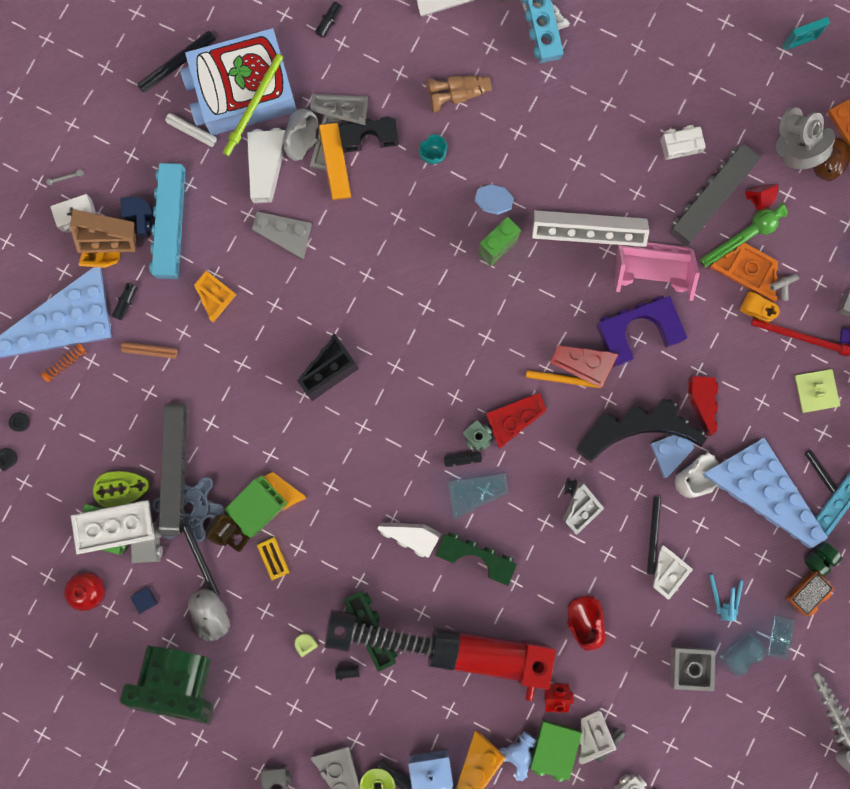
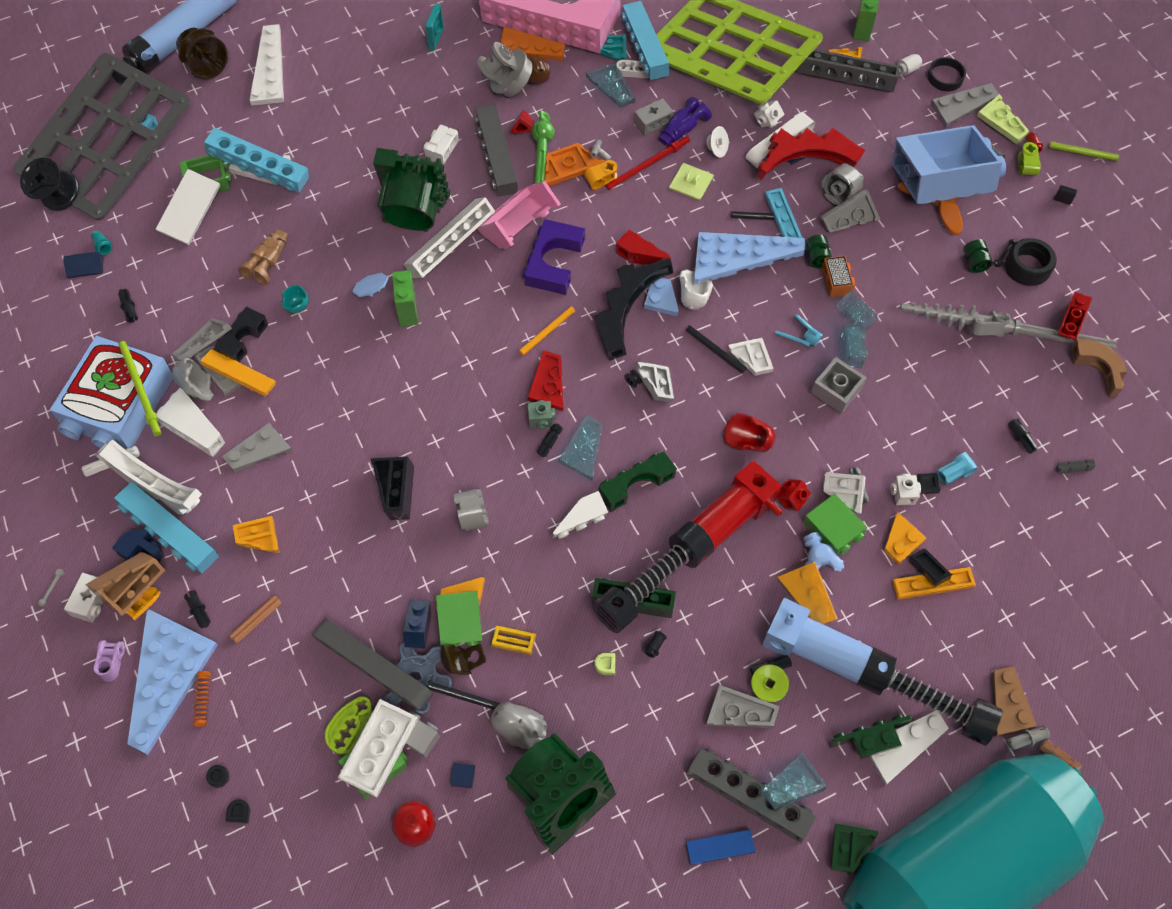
camera: 55 degrees left, 20 degrees down
(43, 270) = (109, 656): none -> lavender piece
(174, 62) = (46, 438): black axle -> none
(193, 183) = (174, 495): none -> white arch
(228, 478) = (417, 624): none -> dark blue brick
(350, 446) = (471, 510): none -> light grey brick
(585, 363) = (547, 305): wing -> none
(603, 162) = (410, 189): none -> dark green hose

